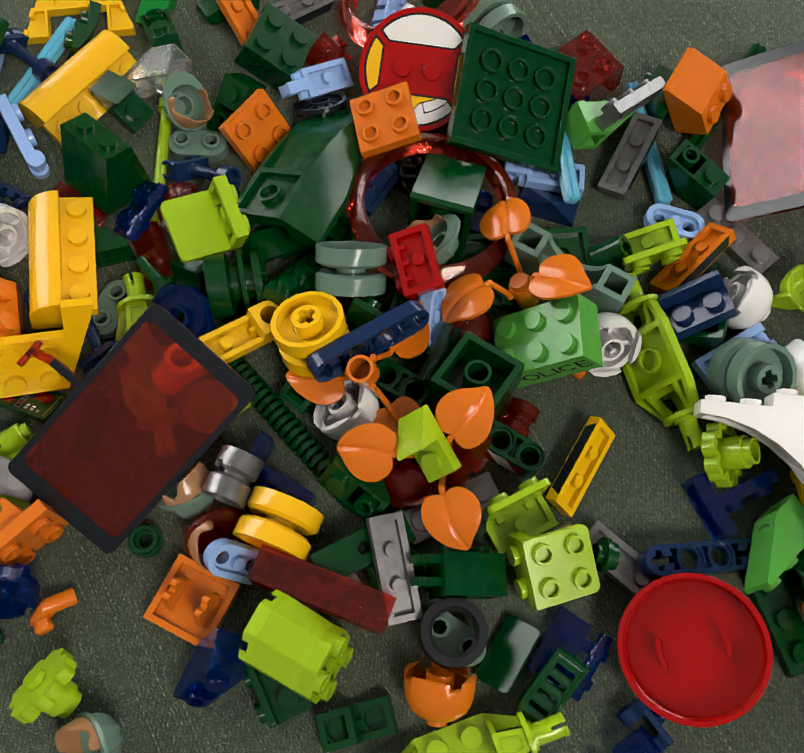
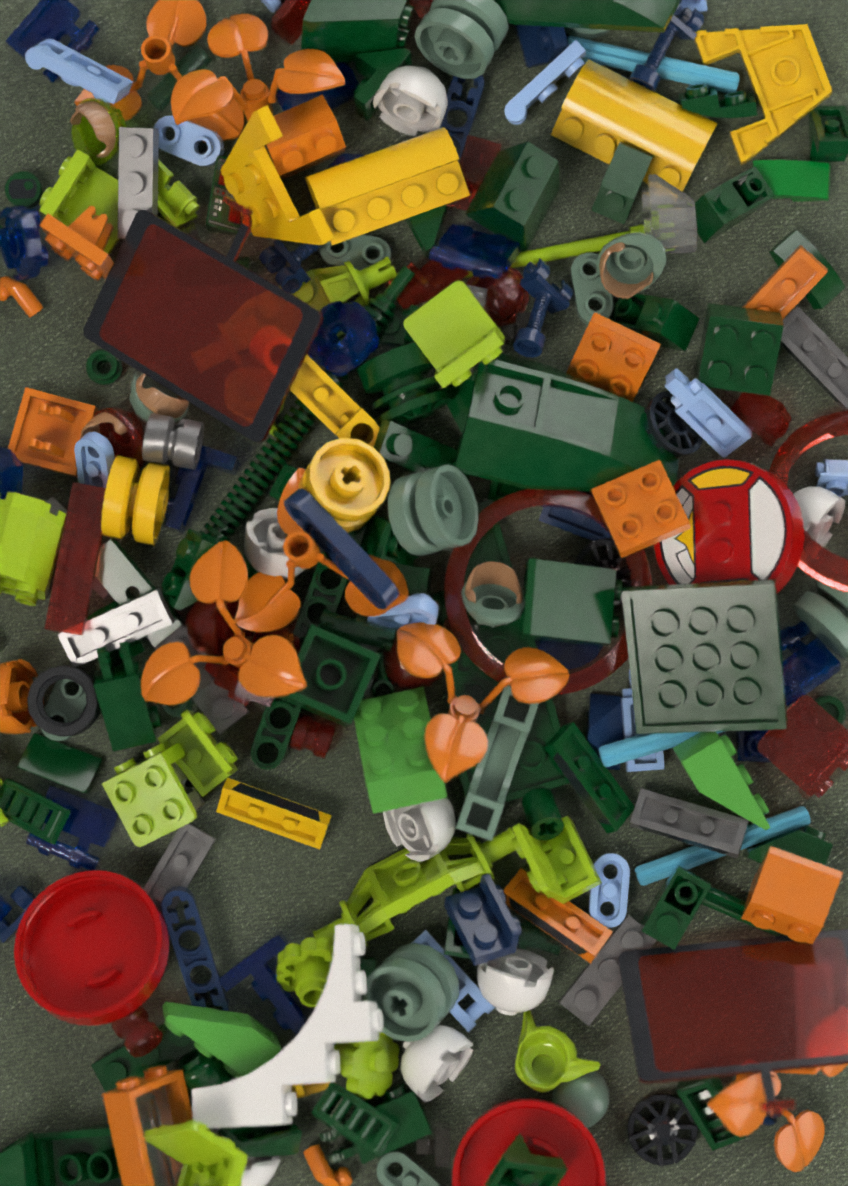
camera: 85 degrees right, 15 degrees up
(415, 261) = (447, 581): red bracket -> none
(423, 438) = (241, 628): lime slope -> none
(586, 214) = (590, 777): none -> dark green plate
(606, 554) = (173, 847): dark green plate -> none
(629, 102) = (742, 806): flat silver plate -> none
(776, 619) = (137, 1031): none -> clear red wheel

